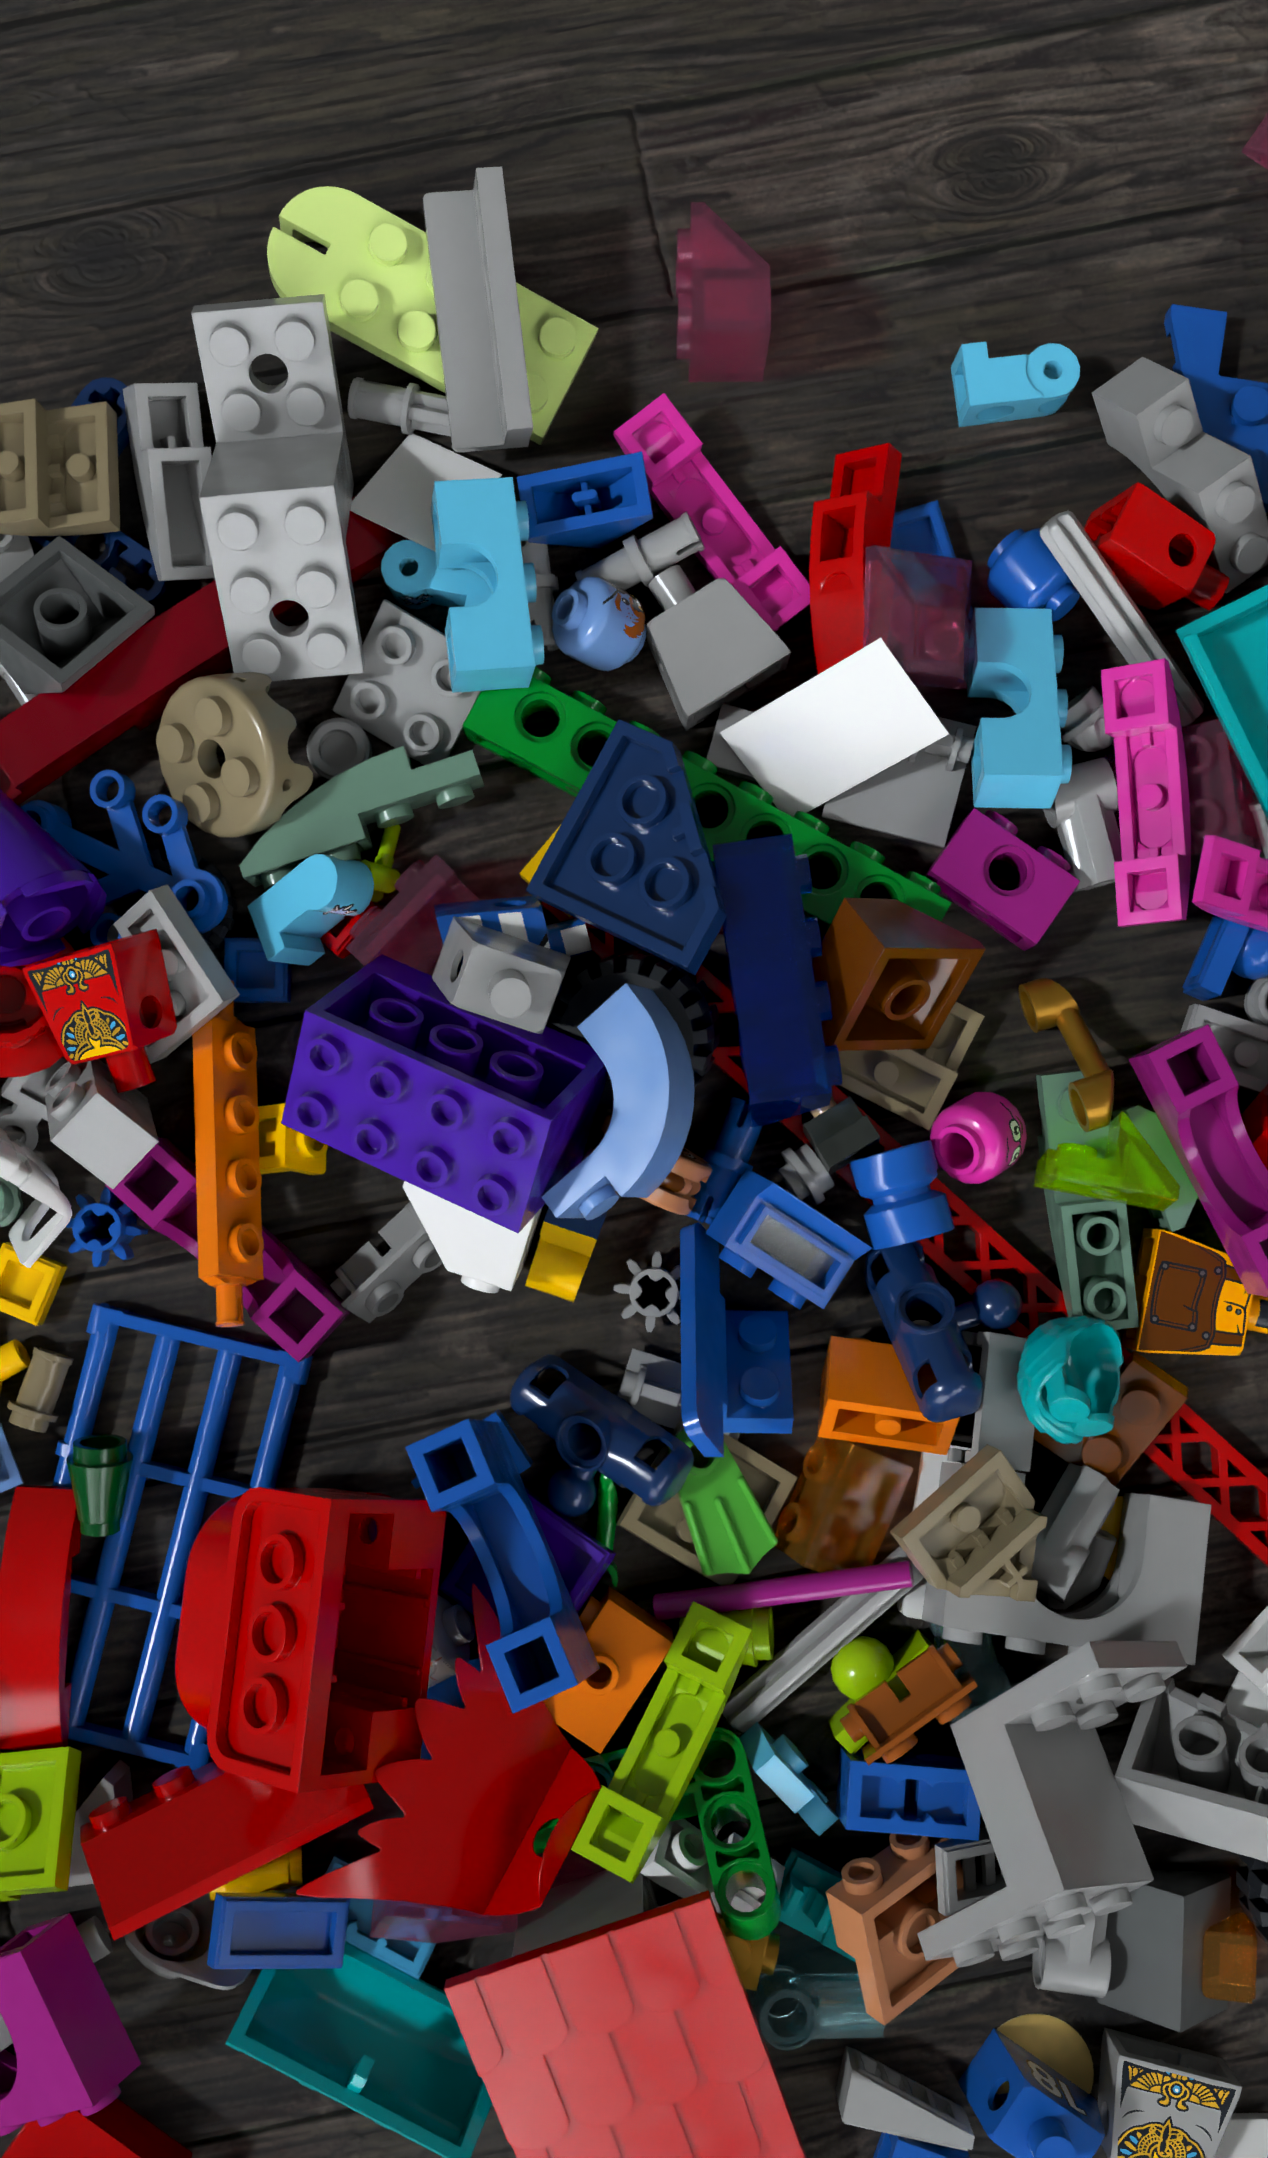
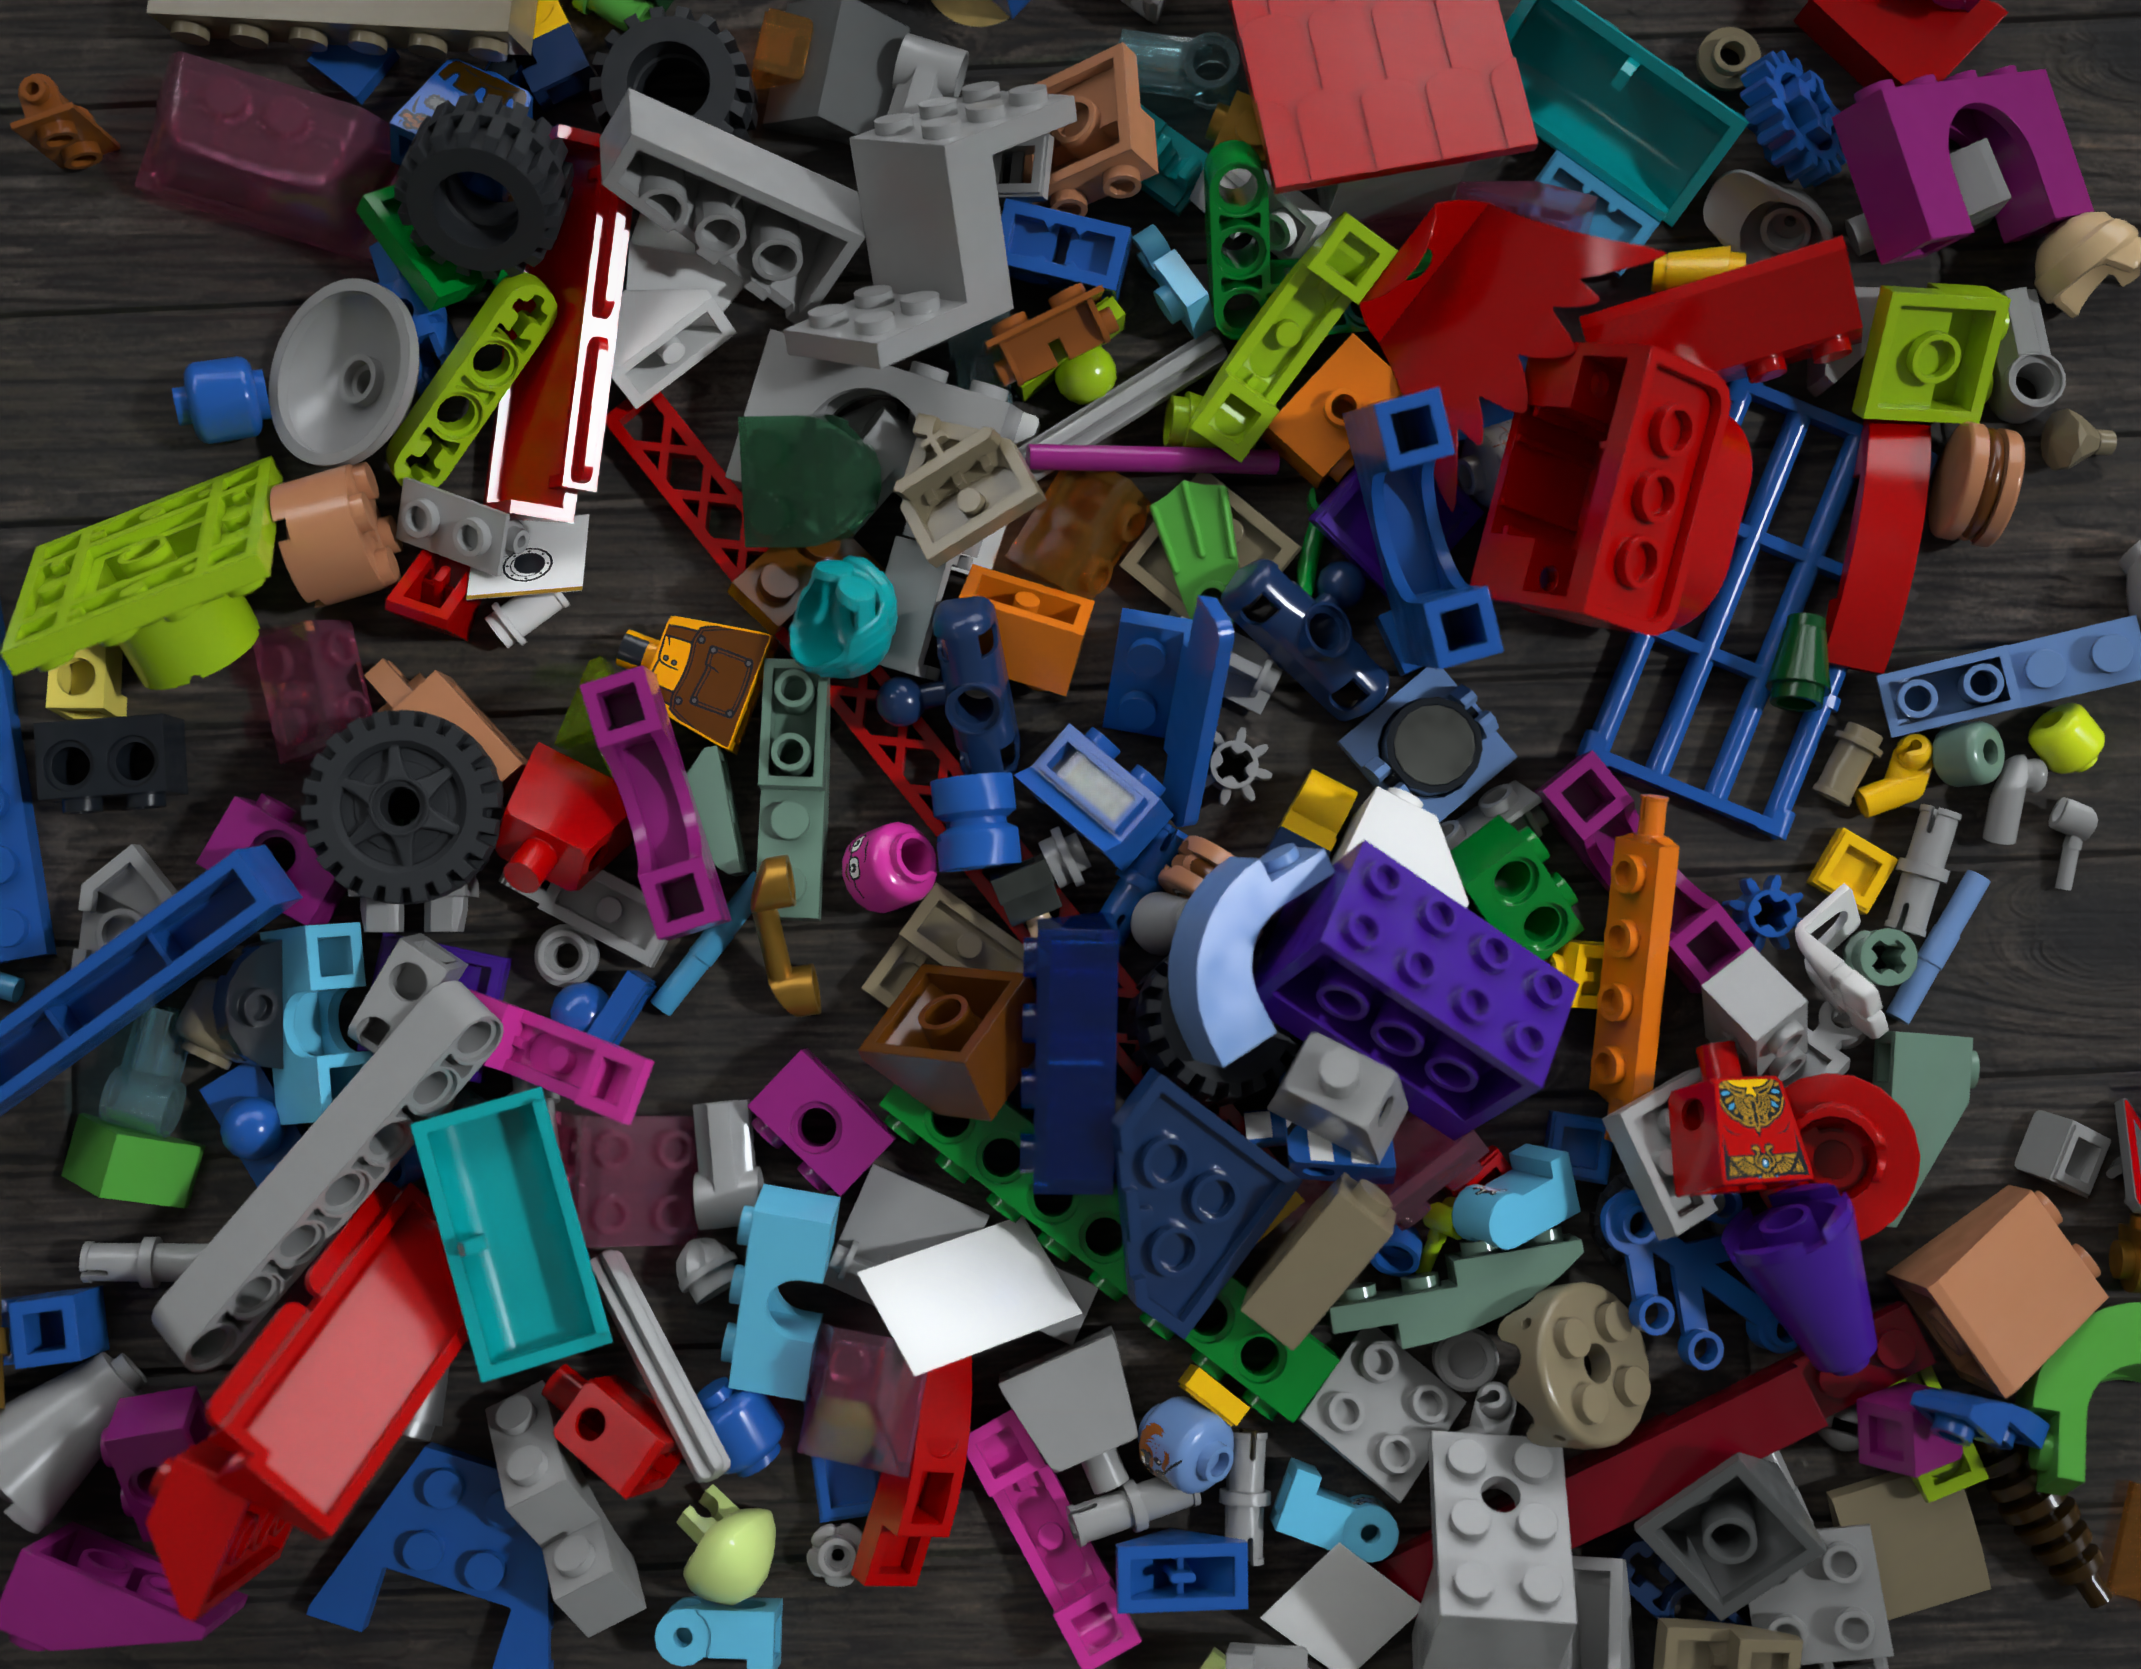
camera: 170 degrees left, 0 degrees up
(180, 2052) = (1792, 118): none -> blue gear
(257, 2084) = (1712, 67): none -> dark tan plate
(277, 1931) = (1684, 216): blue tile -> none
(307, 700) = (1492, 1410): none -> light grey arm
(347, 1202) = (1518, 889): none -> green brick
(421, 840) = (1400, 1253): none -> blue hinge
(458, 1344) = (1431, 744): none -> piece
(482, 531) = (1294, 1557): medium azure arch -> none
(500, 815) = (1318, 1259): none -> dark tan slope
(578, 674) = (1213, 1395): none -> yellow tile
(709, 1125) = (1156, 920): none -> light grey cone
(929, 484) = (824, 1542): none -> light grey plate
(1019, 459) = (731, 1549): none -> yellowish green piece
(1126, 1175) = (756, 804): clear neon green slope -> none
(1133, 1514) = (804, 479): none -> clear green slope
(1145, 1023) = (705, 951): none -> dark azure piece
(1151, 793) = (659, 1183): dark pink slope -> none

